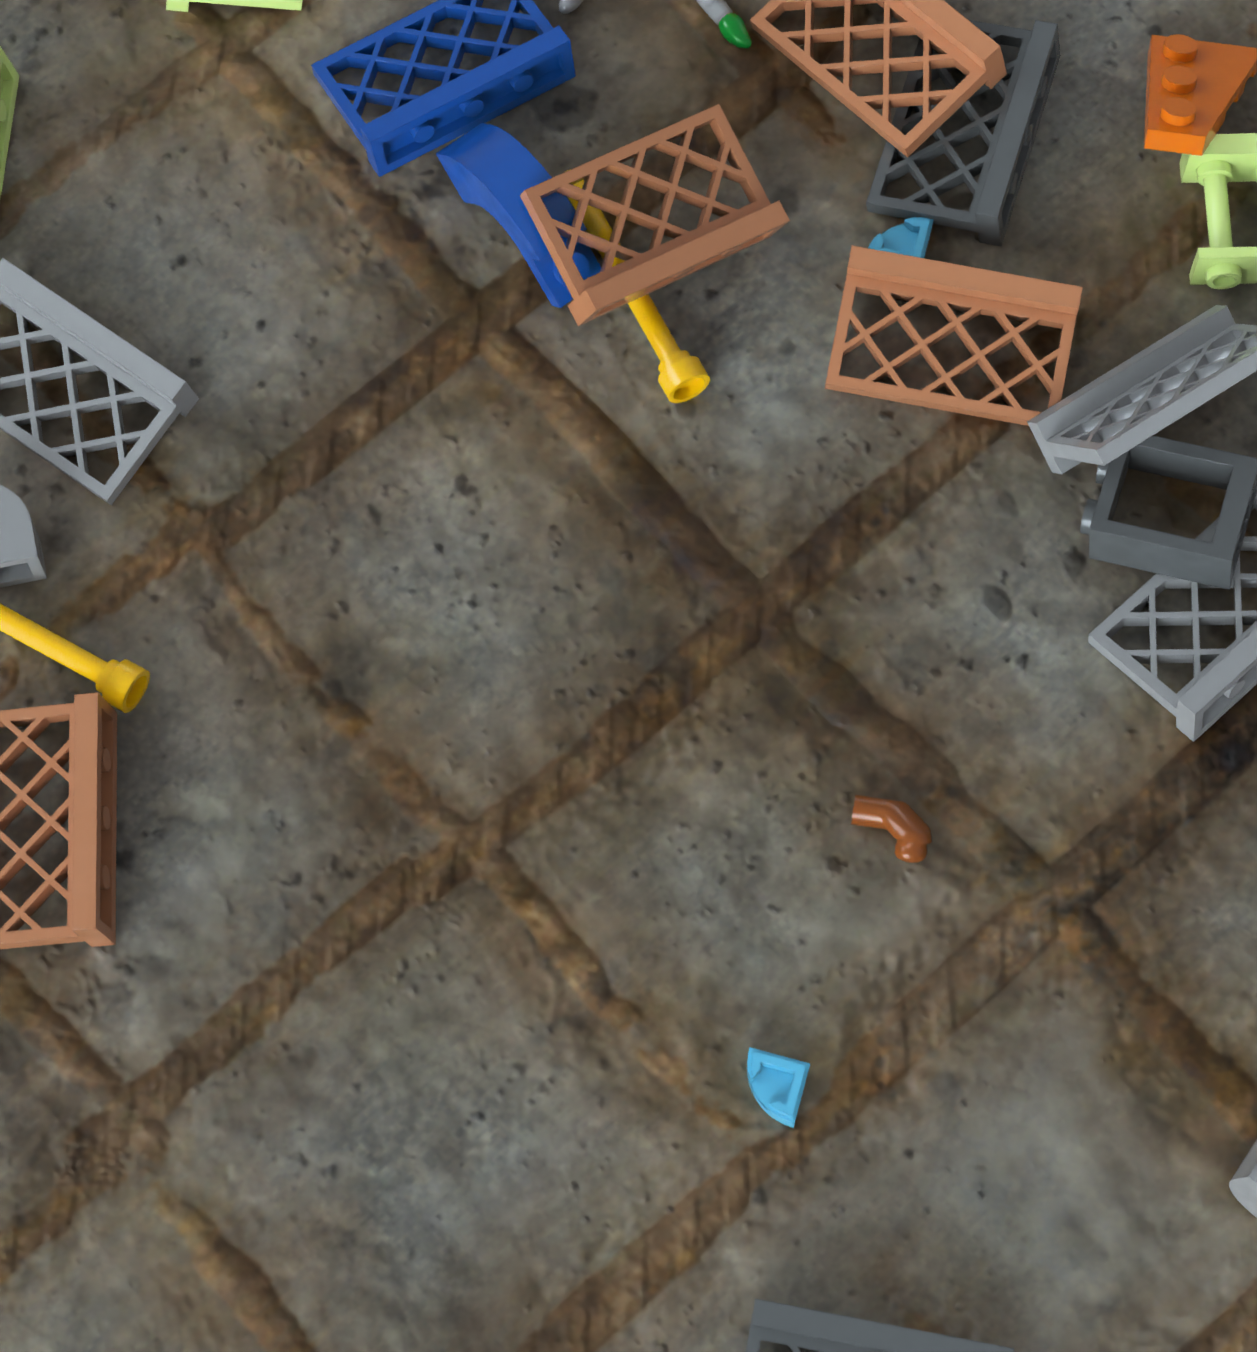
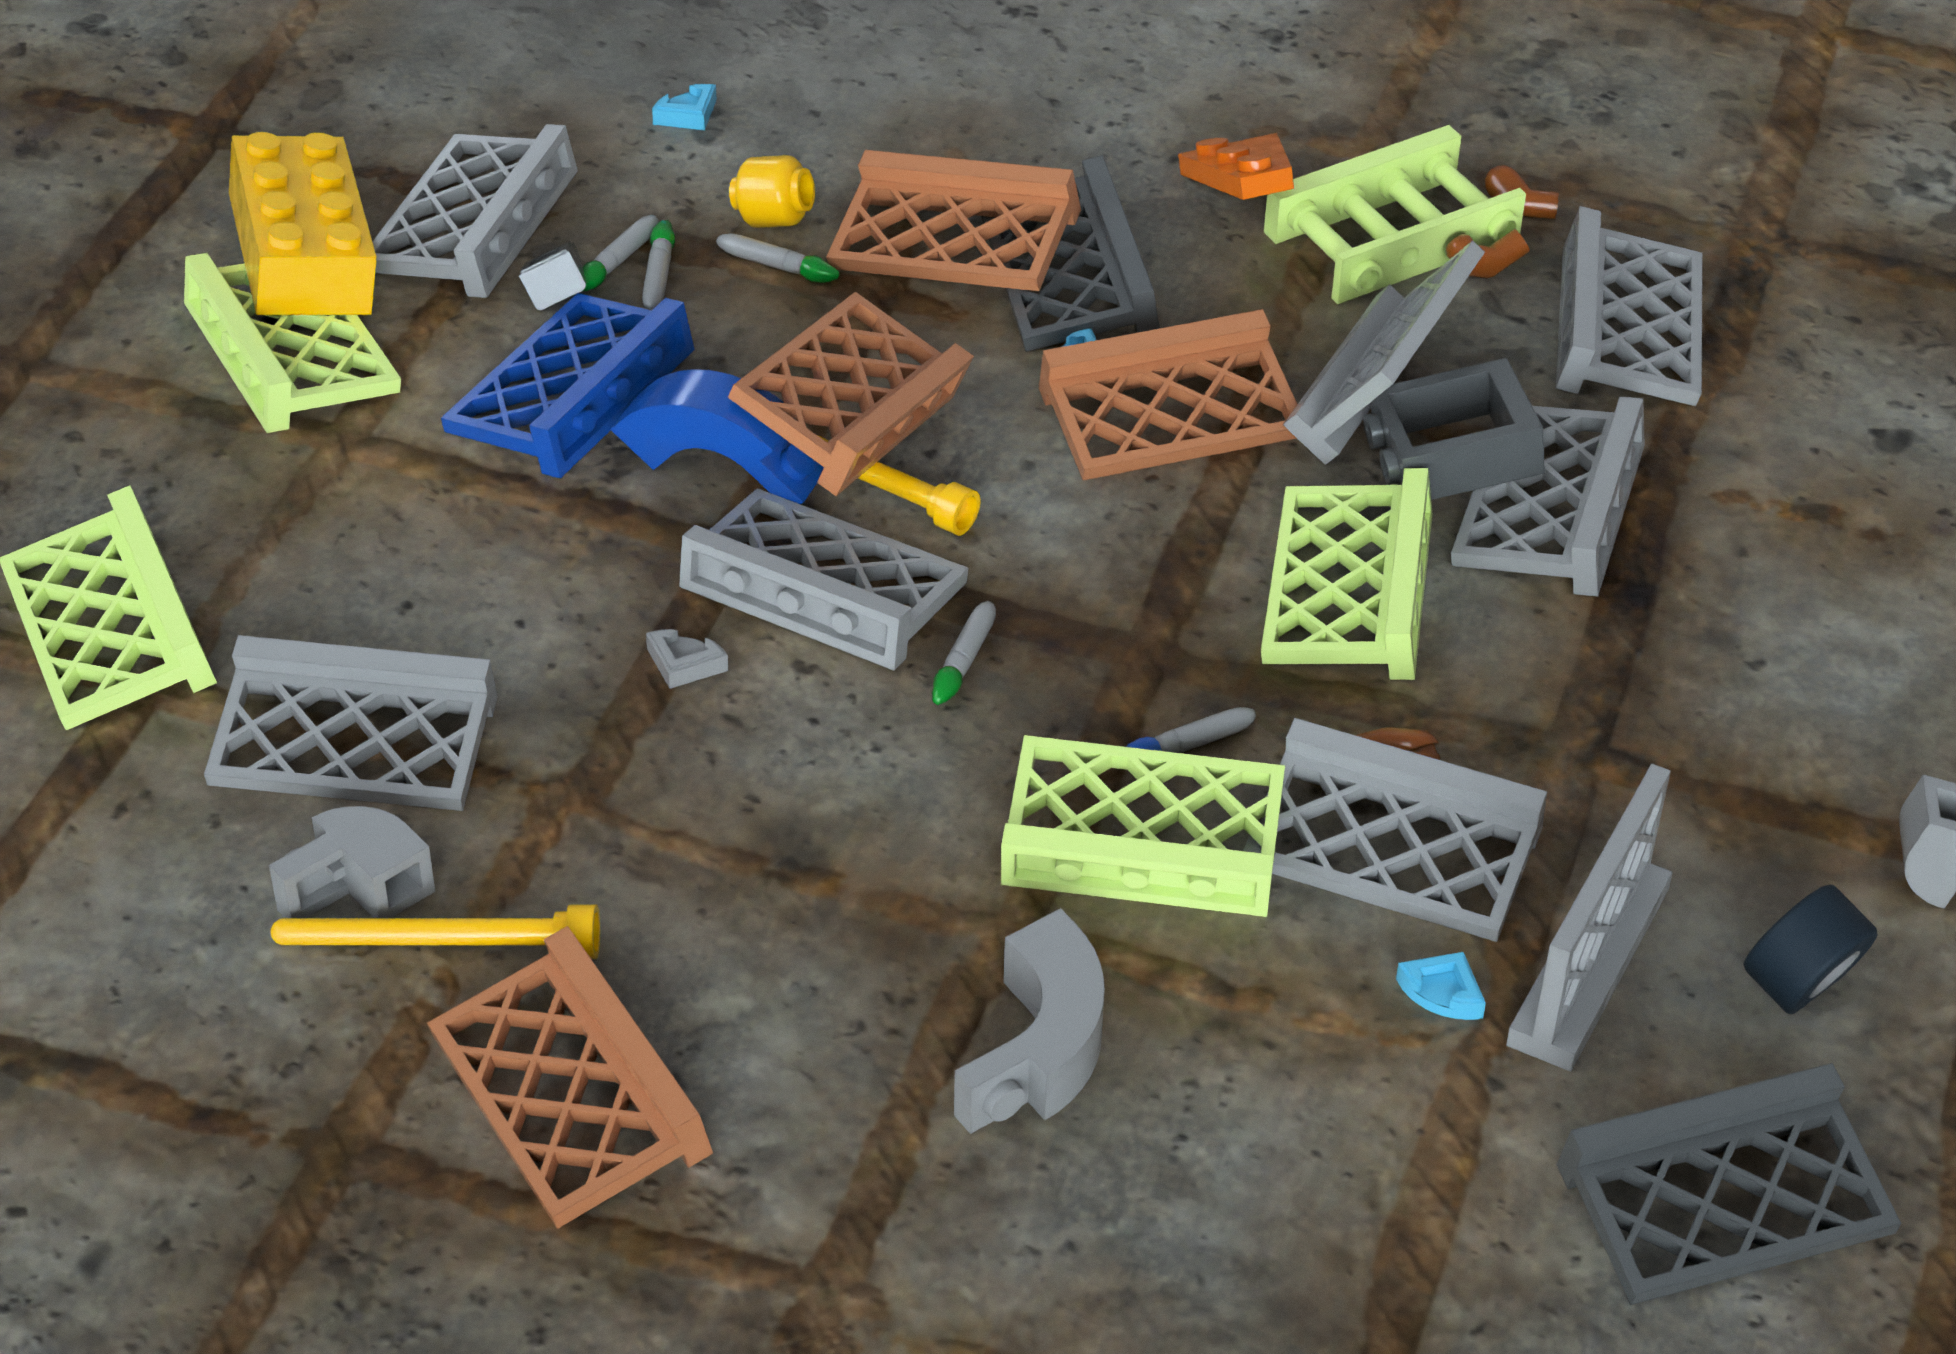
camera: 30 degrees left, 25 degrees down
(368, 431) = (685, 658): none -> light grey tile
(437, 980) = (1047, 1065): none -> light grey arch
(485, 408) = (815, 598): none -> light grey fence
(569, 563) = (949, 677): none -> light grey piece
(595, 844) = (1138, 863): none -> yellowish green fence
(688, 722) = (1199, 732): none -> light grey piece
(872, 878) = (1410, 789): none -> light grey fence
(922, 1115) = (1597, 935): none -> light grey fence
(1022, 647) = (1399, 587): none -> yellowish green fence
(1090, 1220) = (1810, 948): none -> black wheel

